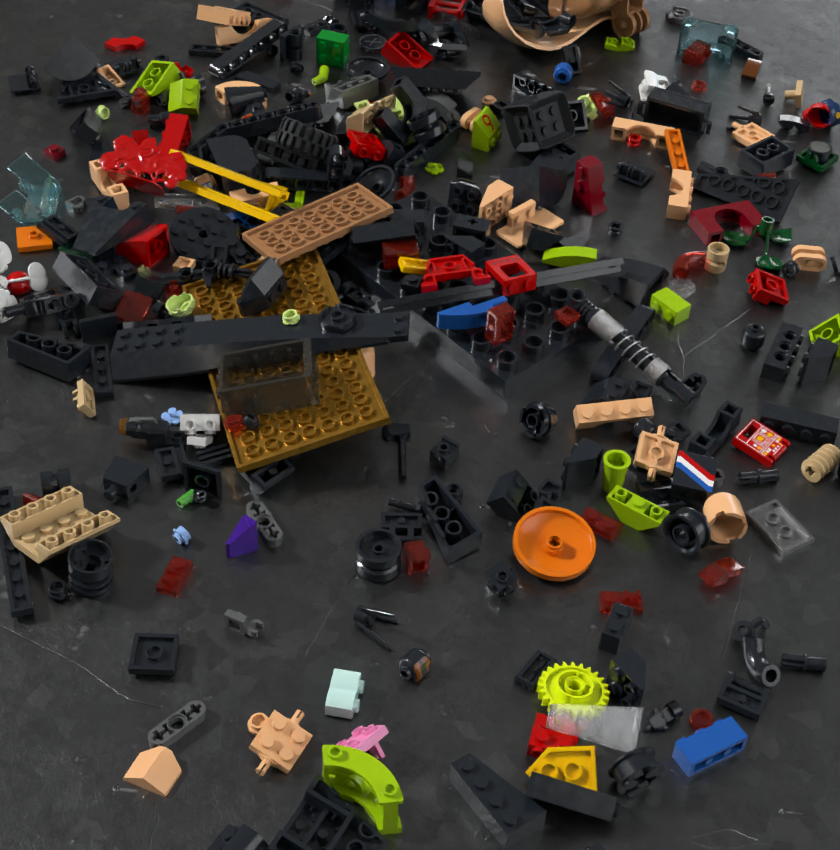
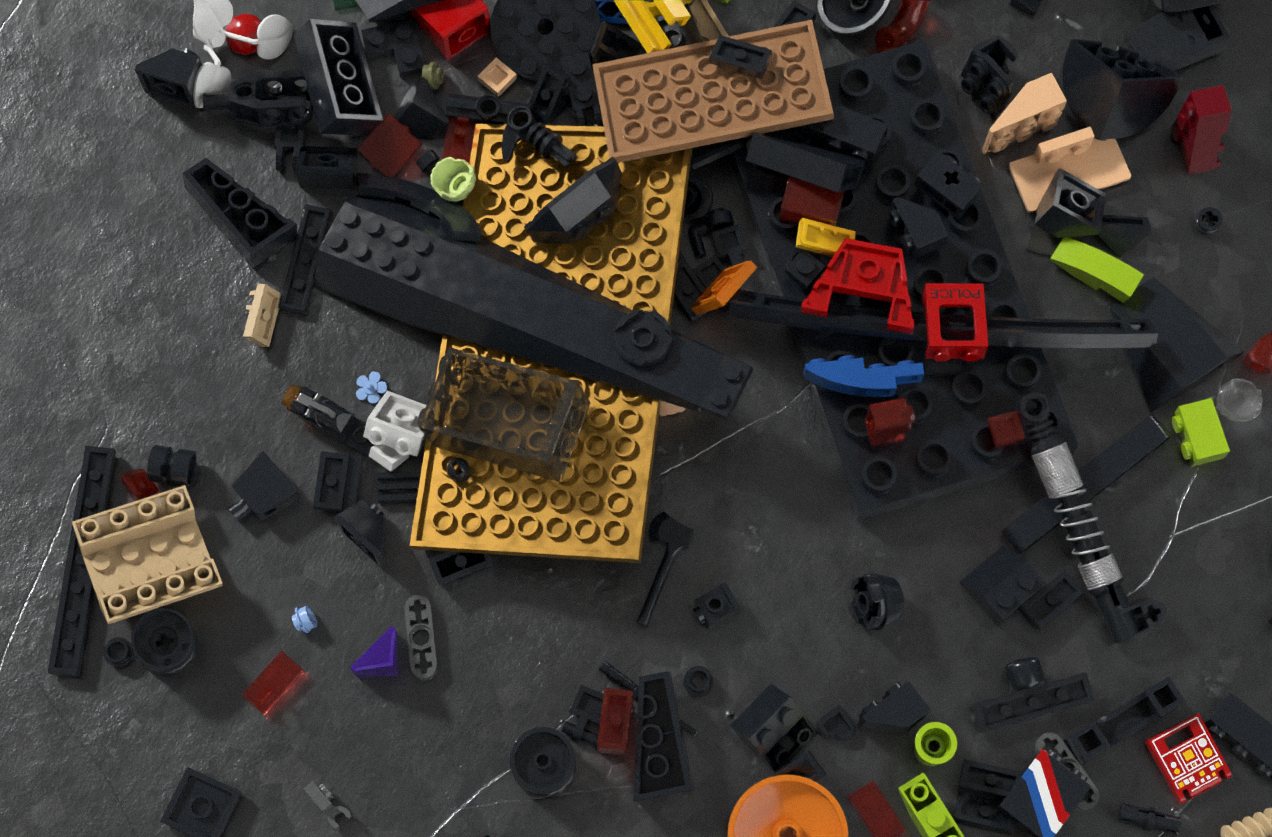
camera: 25 degrees right, 30 degrees up
(192, 496) = (344, 552): arm -> none
(233, 423) = (434, 461): clear red plate -> none
(290, 317) = (579, 299): yellowish green plate -> none
(327, 201) = (740, 56): none -> black plate
(370, 305) = (723, 287): none -> orange plate
(415, 514) = (615, 721): none -> clear red brick
(416, 557) = (595, 778): clear red brick -> none
(604, 412) = (1018, 637): light nougat arch -> none
(656, 453) = (1014, 730): light nougat plate -> none

